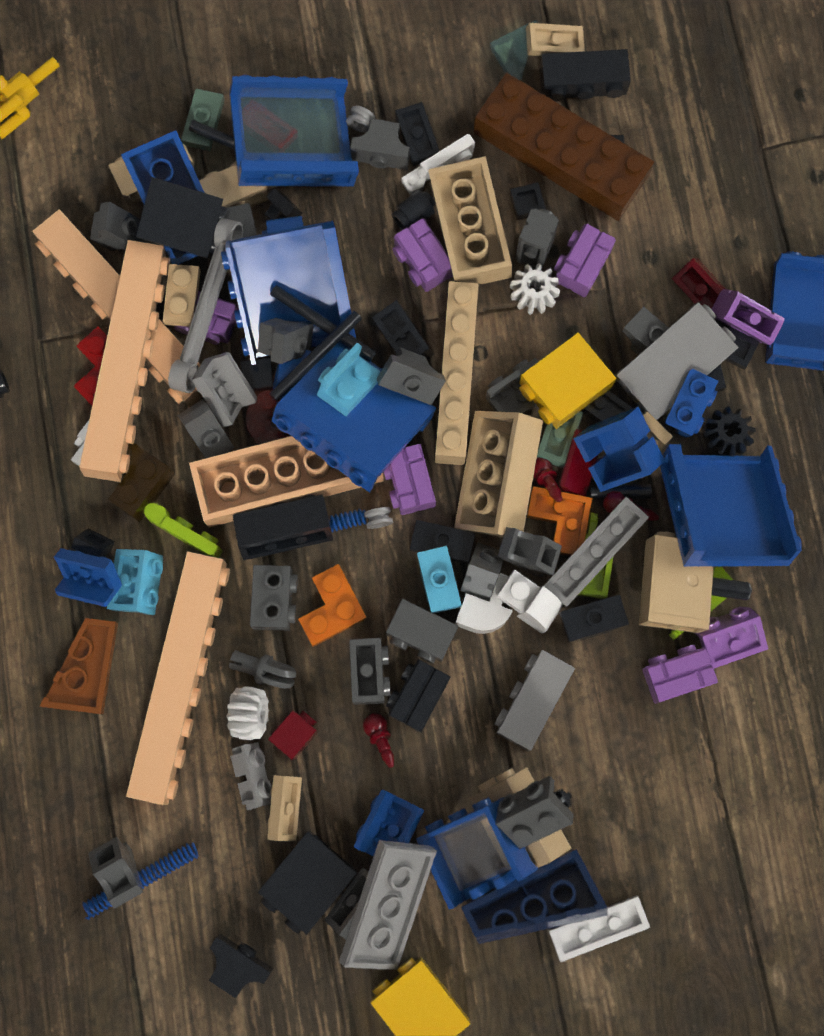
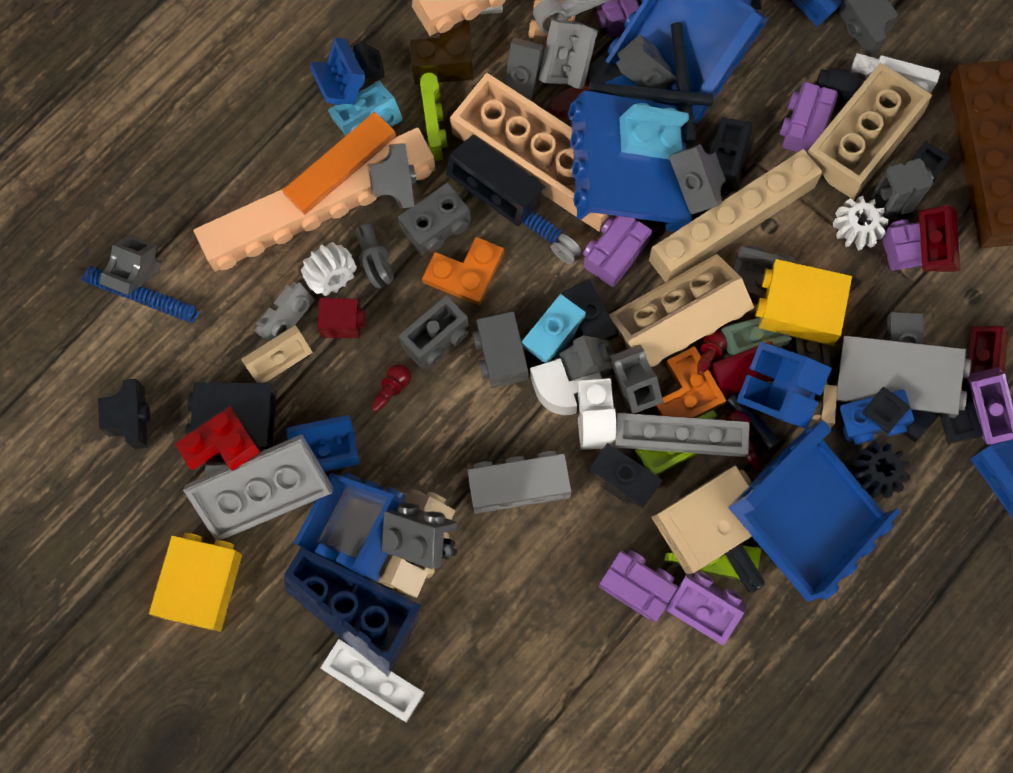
camera: 55 degrees right, 5 degrees down
(86, 670) = (269, 132): dark orange wing -> none
(168, 637) = (339, 163): none -> orange tile
(216, 604) = (393, 176): none -> dark grey brick
(321, 905) = (219, 435): none -> red plate
(417, 132) = (905, 36): black plate -> none
(418, 696) = (448, 388): black brick -> none
(597, 247) = (939, 239): none -> dark red slope
(697, 394) = (885, 410): none -> black tile

